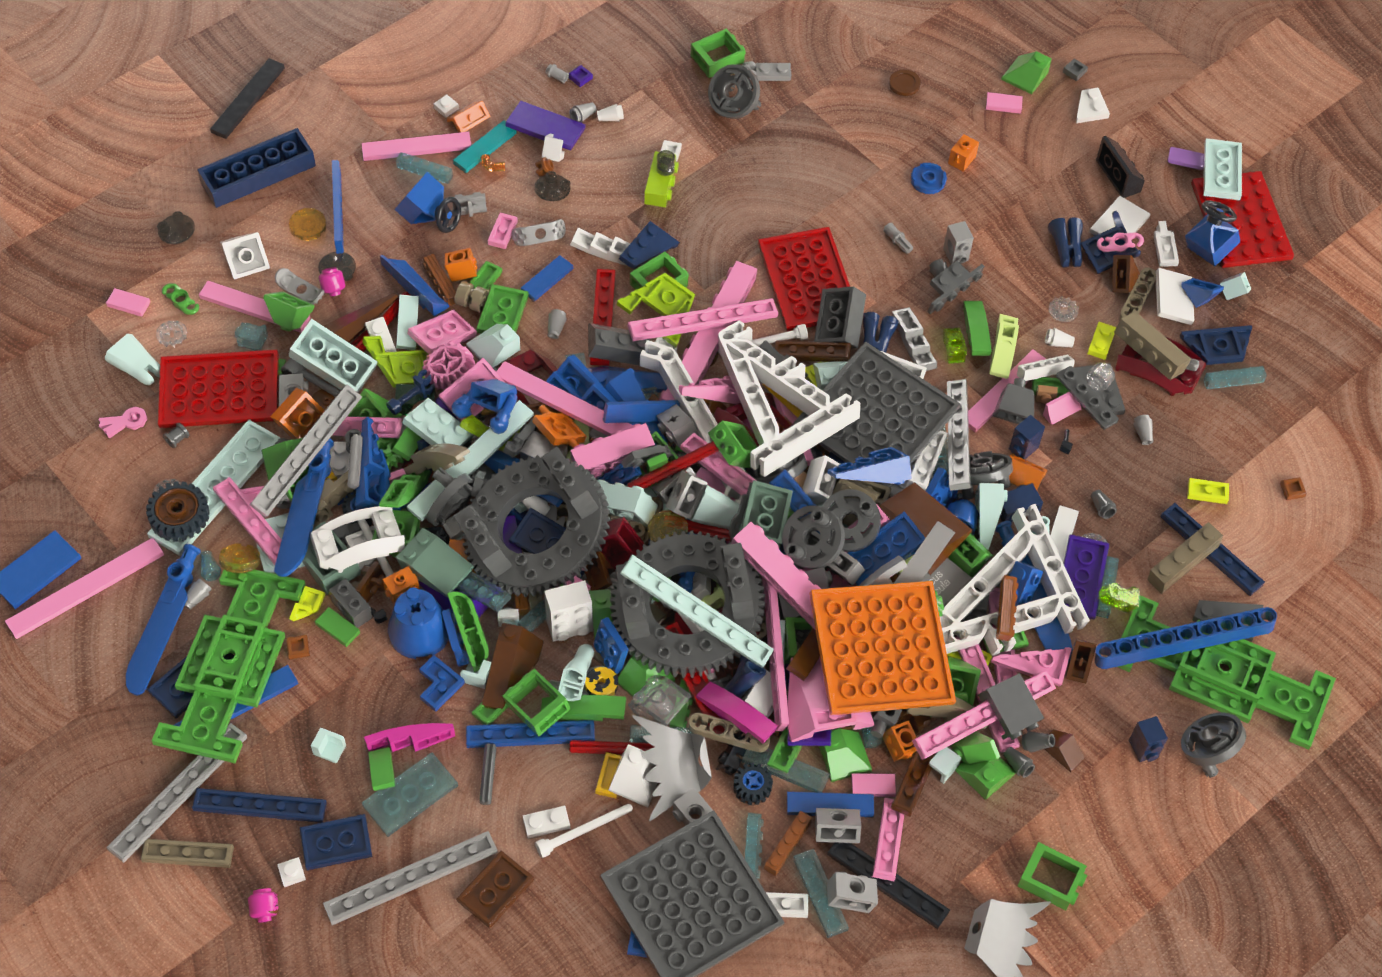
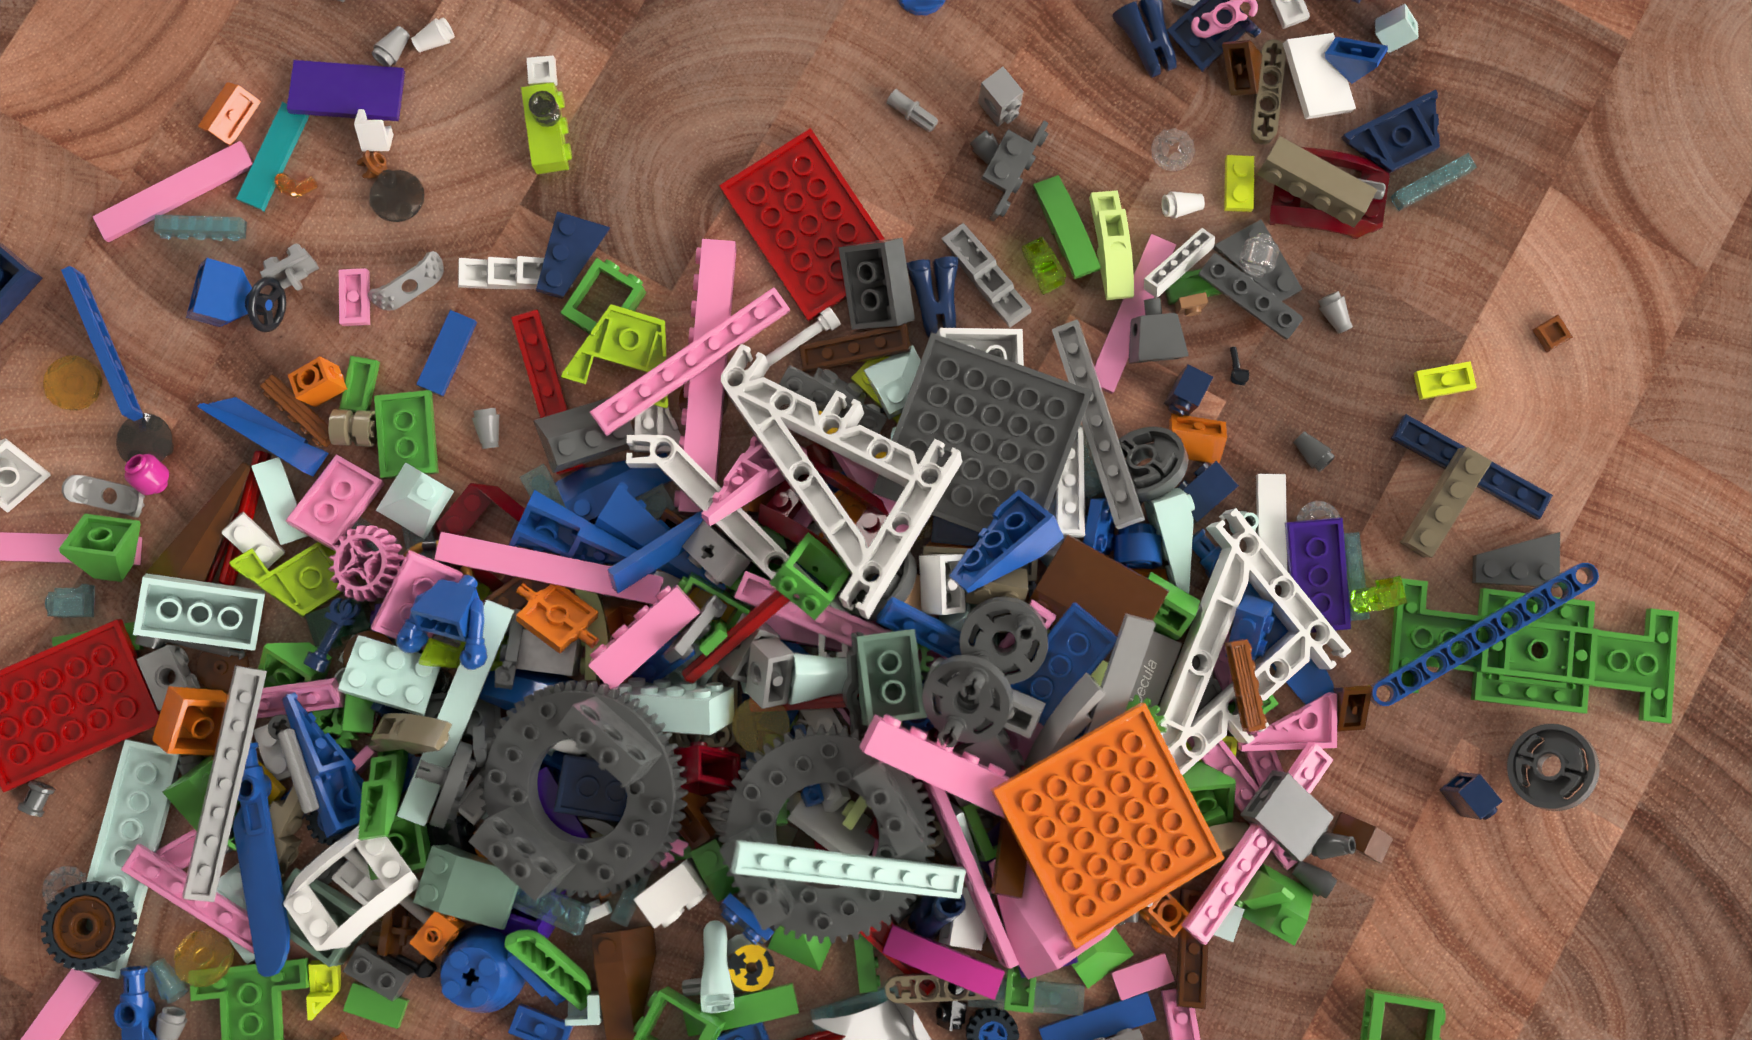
camera: 20 degrees left, 25 degrees up
(446, 106) = (189, 104): white plate -> none
(659, 700) = (837, 973): clear slope -> none
(1061, 408) = (1215, 319): bright pink slope -> none

